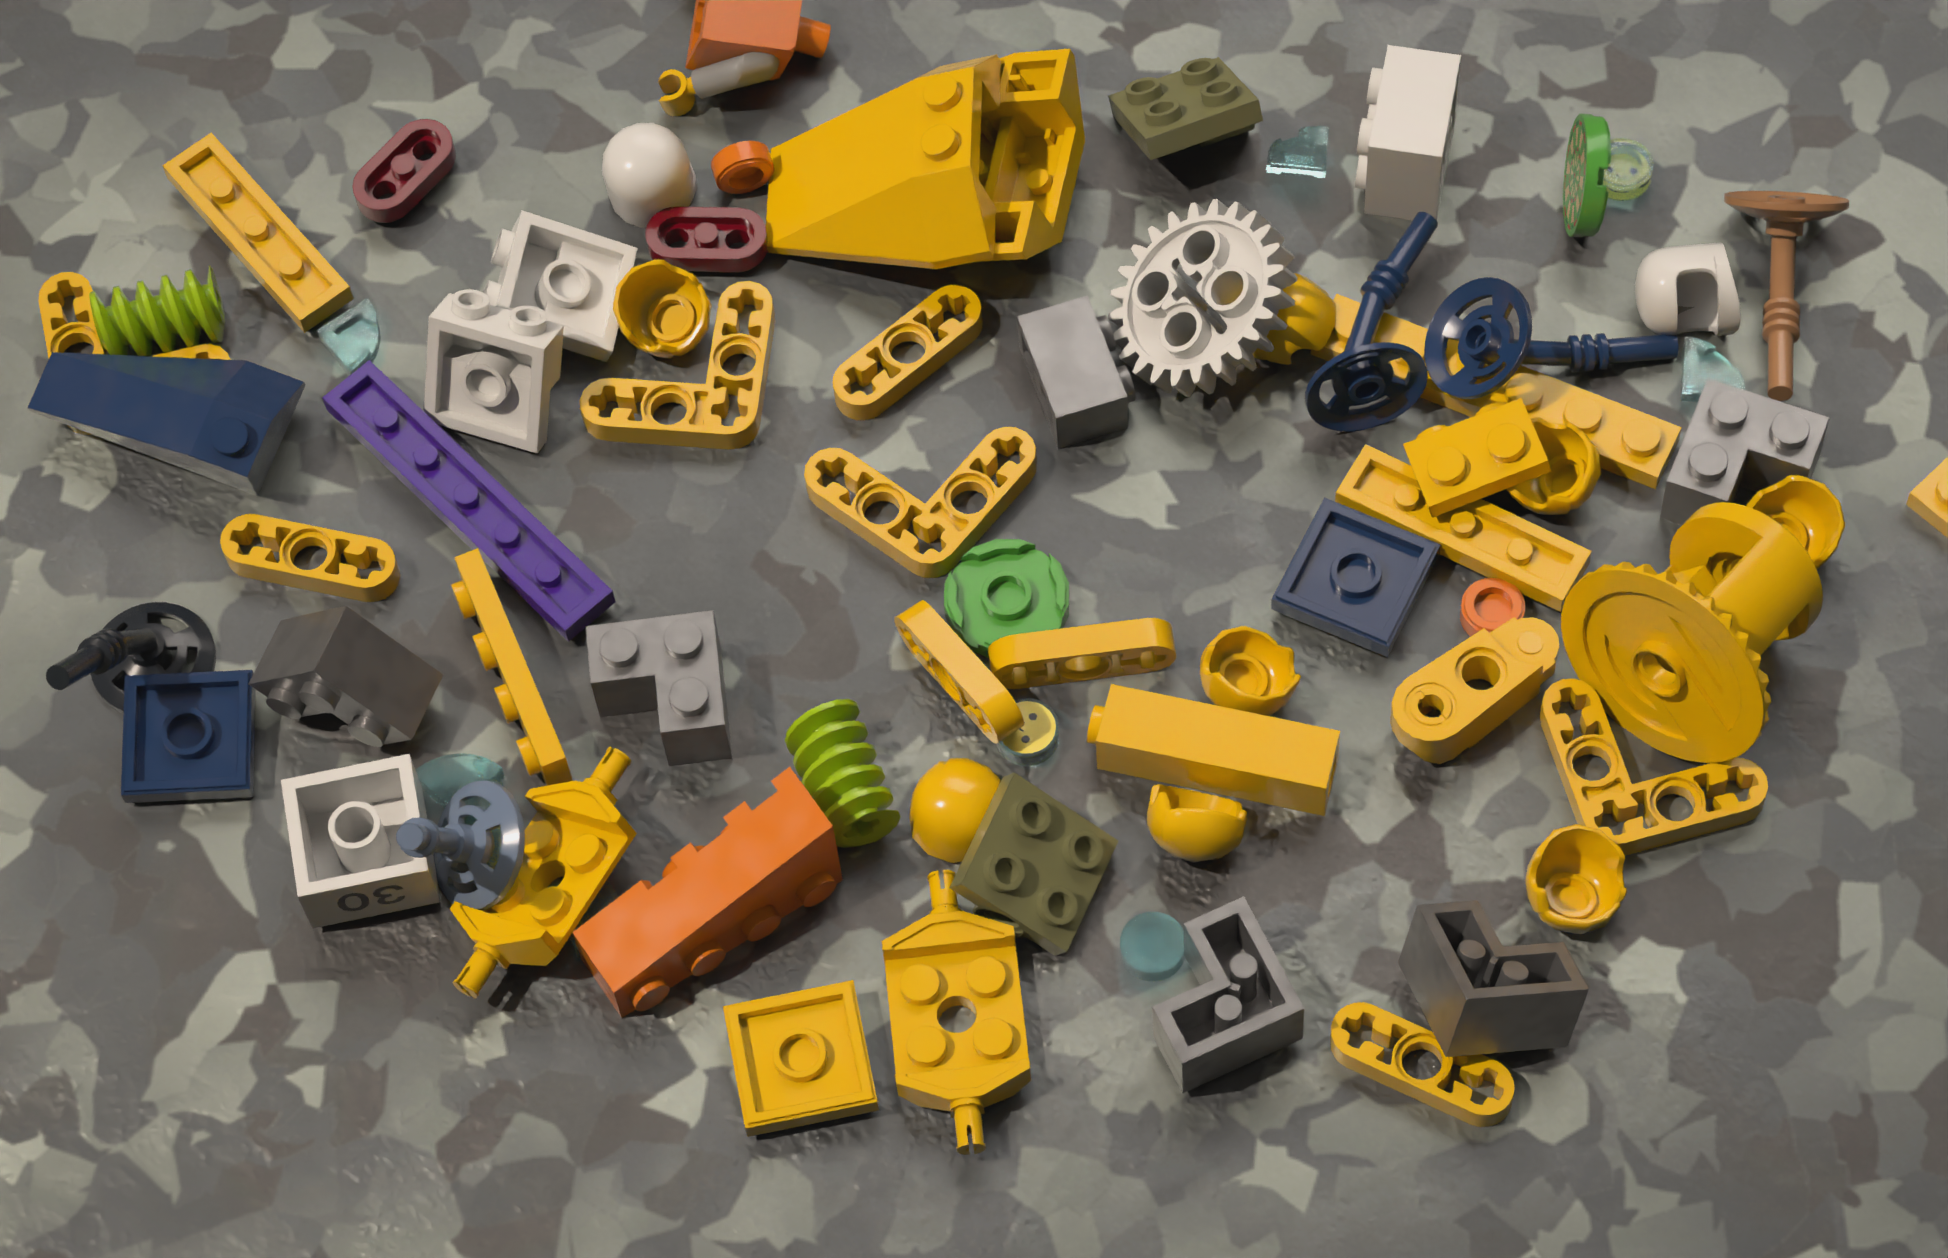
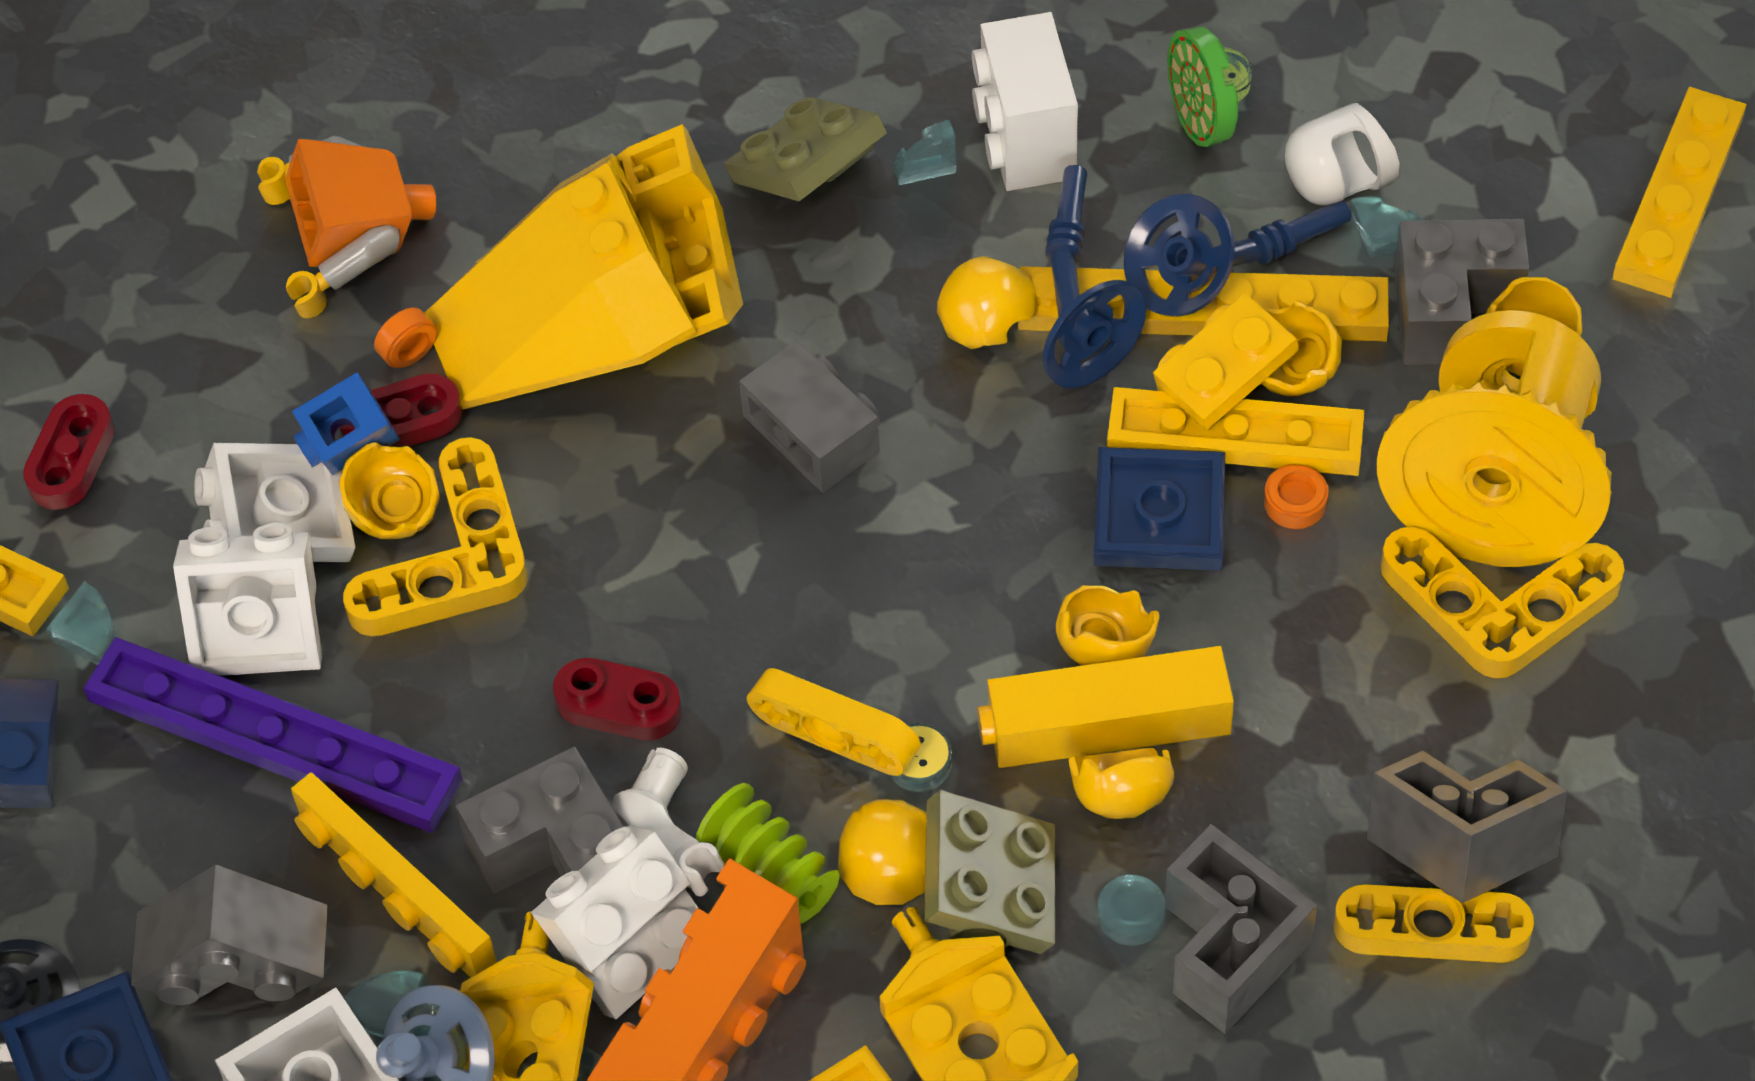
camera: 25 degrees left, 5 degrees down
(291, 537) = (113, 829): yellow beam -> none
(630, 218) = (341, 405): none -> blue brick
(647, 172) = (309, 362): white helmet -> none
(683, 779) = (620, 916): none -> white plate
(752, 707) = (647, 808): none -> white arm
(779, 575) = (613, 699): none -> dark red plate
(898, 377) = (641, 479): yellow beam -> none
(930, 519) = (736, 596): yellow beam -> none
(1004, 592) = (843, 640): bright green tile -> none
(1082, 653) = (942, 663): yellow beam -> none
(1238, 273) = (933, 254): white gear -> none
(1511, 658) = (1335, 531): yellow piece -> none
(1576, 879) = (1495, 703): yellow hair -> none
(1785, 221) = (1425, 151): medium nougat dish -> none

